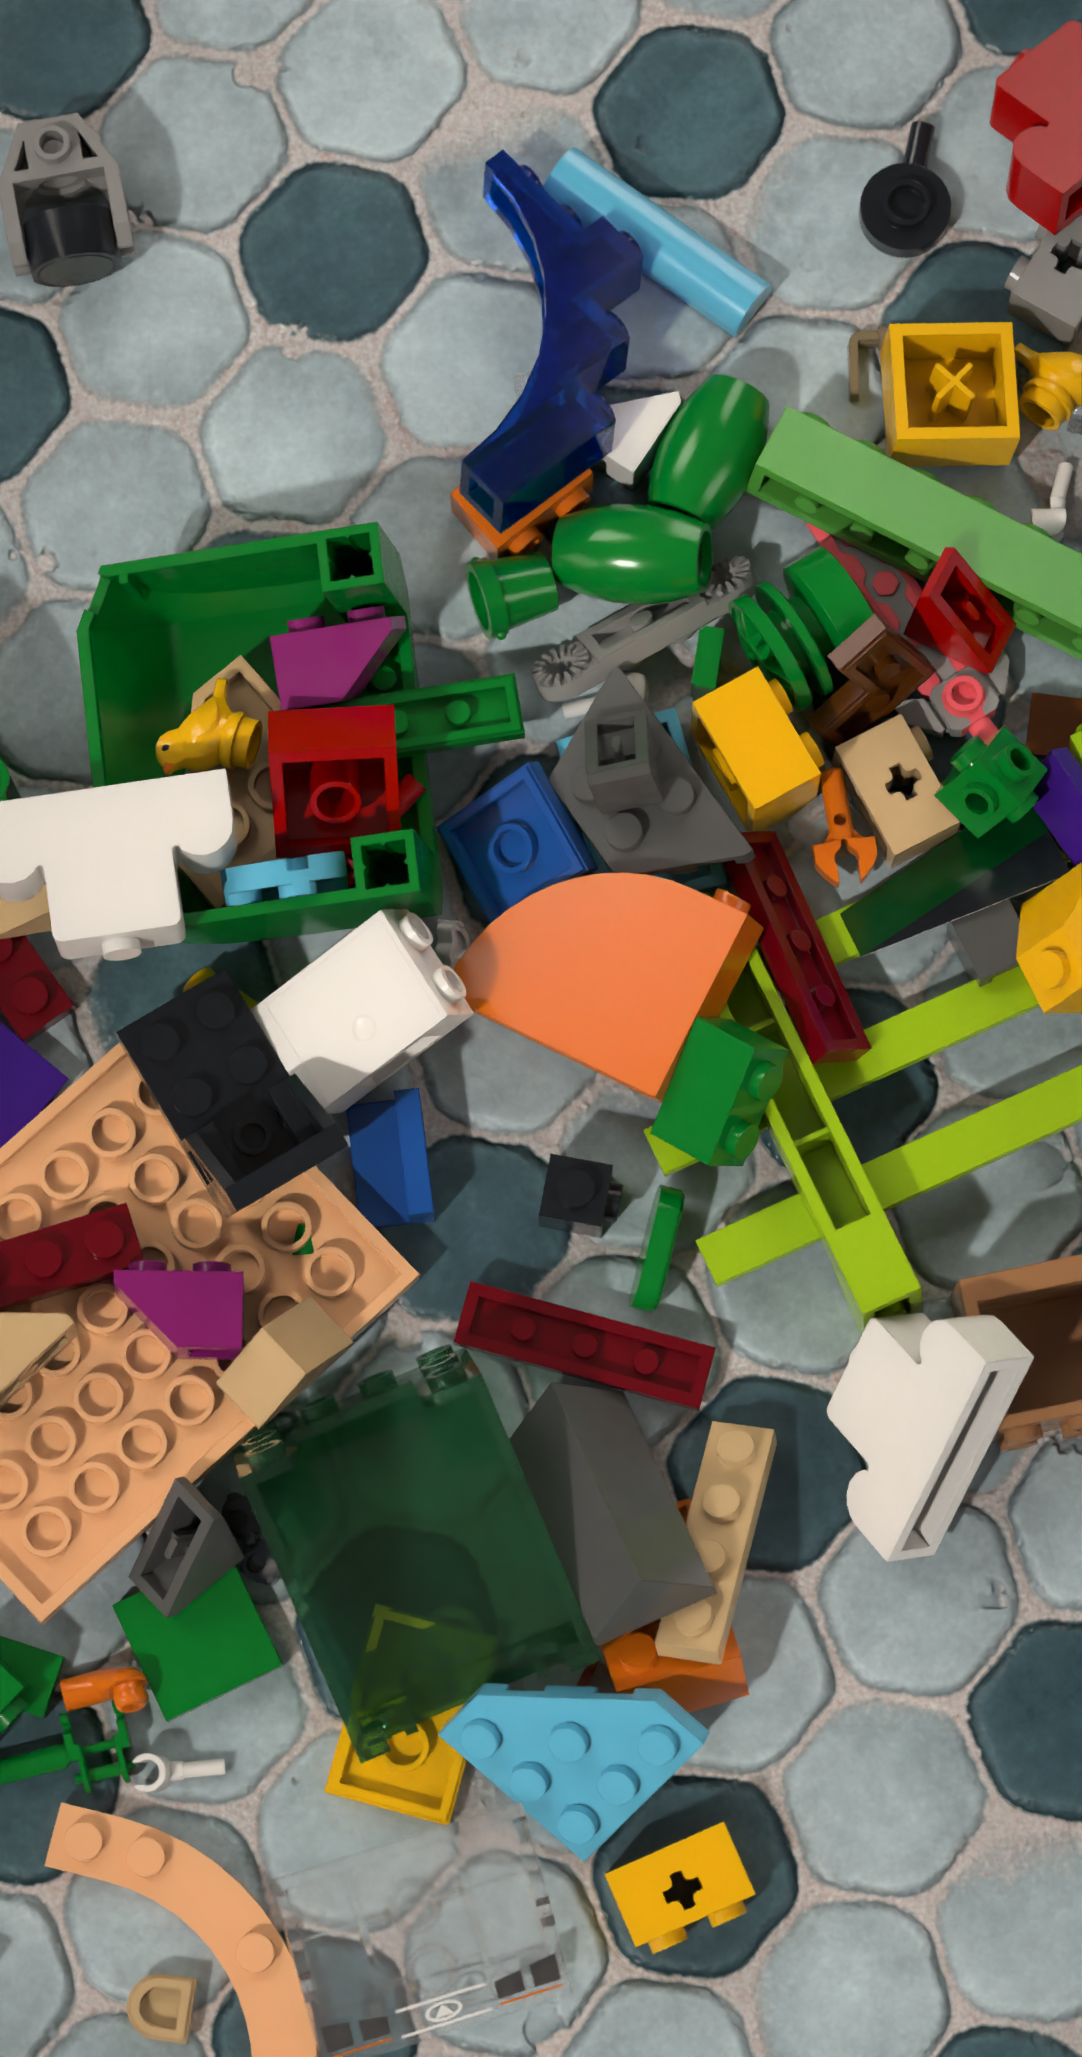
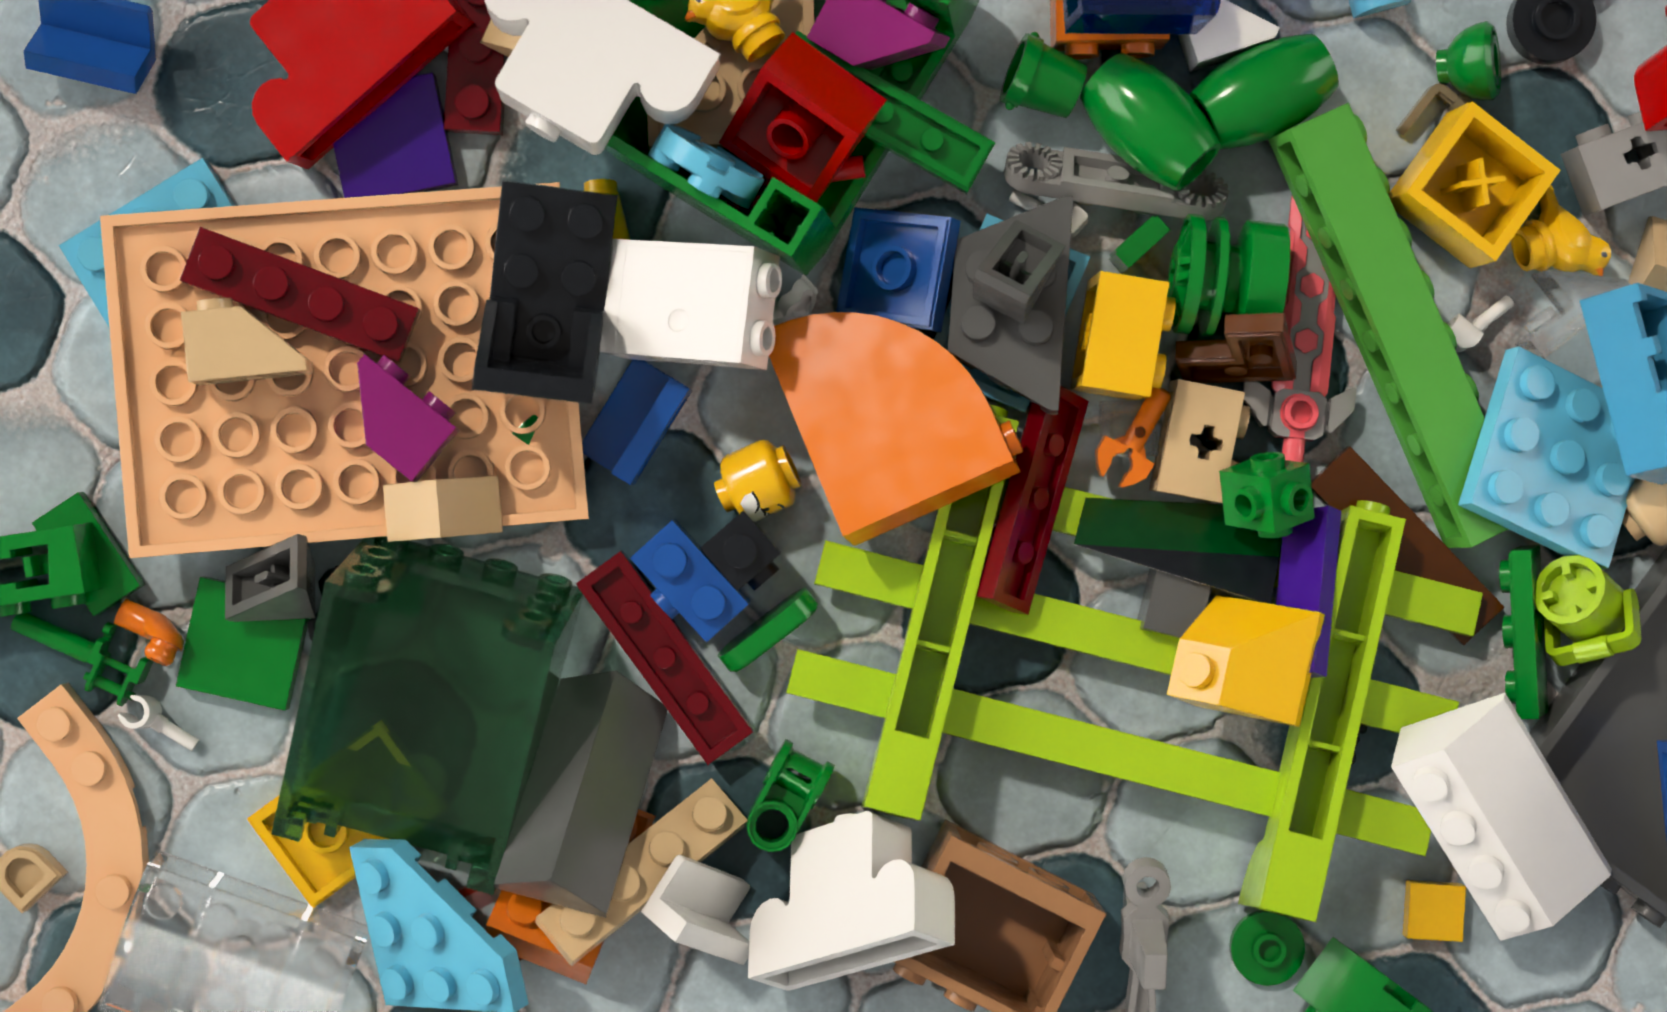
camera: 35 degrees right, 10 degrees up
(541, 1122) = (757, 480): none -> yellow head
(552, 1258) = (688, 581): none -> blue brick
(720, 1092) = (894, 566): green brick -> none
(790, 1372) = (788, 794): none -> green piece
(793, 1534) = (696, 907): none -> white panel
(866, 294) = (1472, 62): none -> green brick
(960, 615) = (1345, 354): red slope -> none

